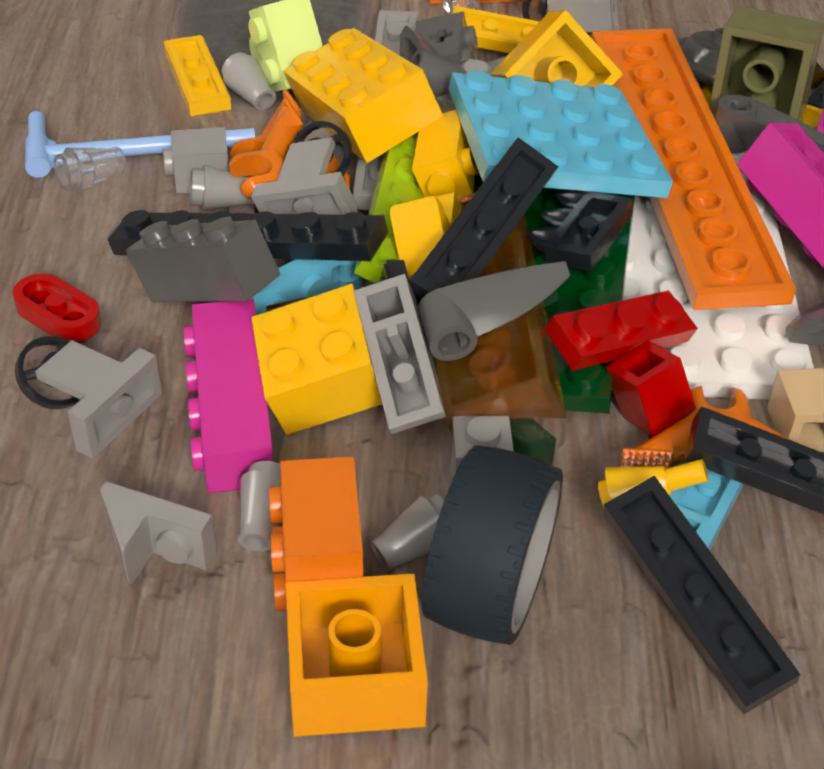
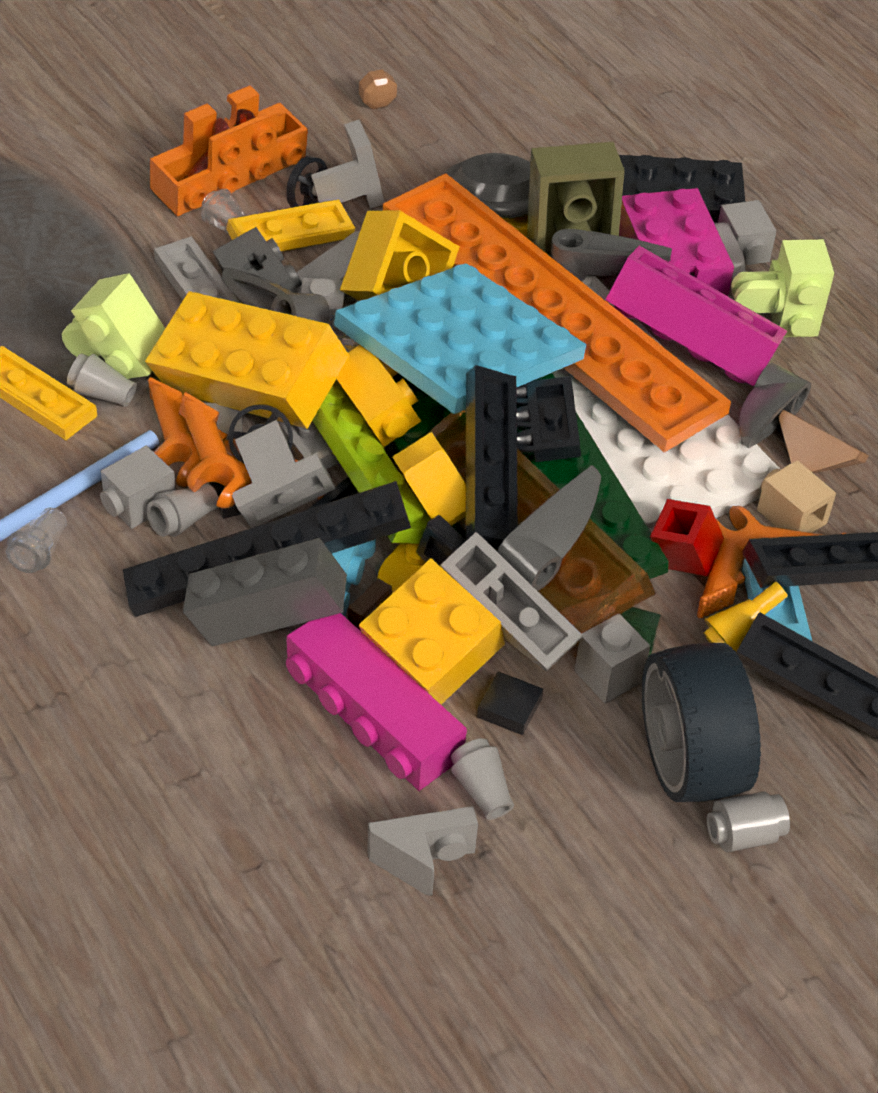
camera: 35 degrees left, 5 degrees up
(57, 307) = (152, 693): red plate -> none
(108, 390) = (252, 743): light grey piece -> none
(319, 523) = (572, 787): orange brick -> none
(355, 655) = (659, 854): light orange brick -> none
(369, 453) = (510, 703): none -> black tile
(409, 534) = (610, 740): light grey cone -> none
(488, 676) = (748, 821): none -> light grey brick
(616, 328) = (640, 498): red plate -> none

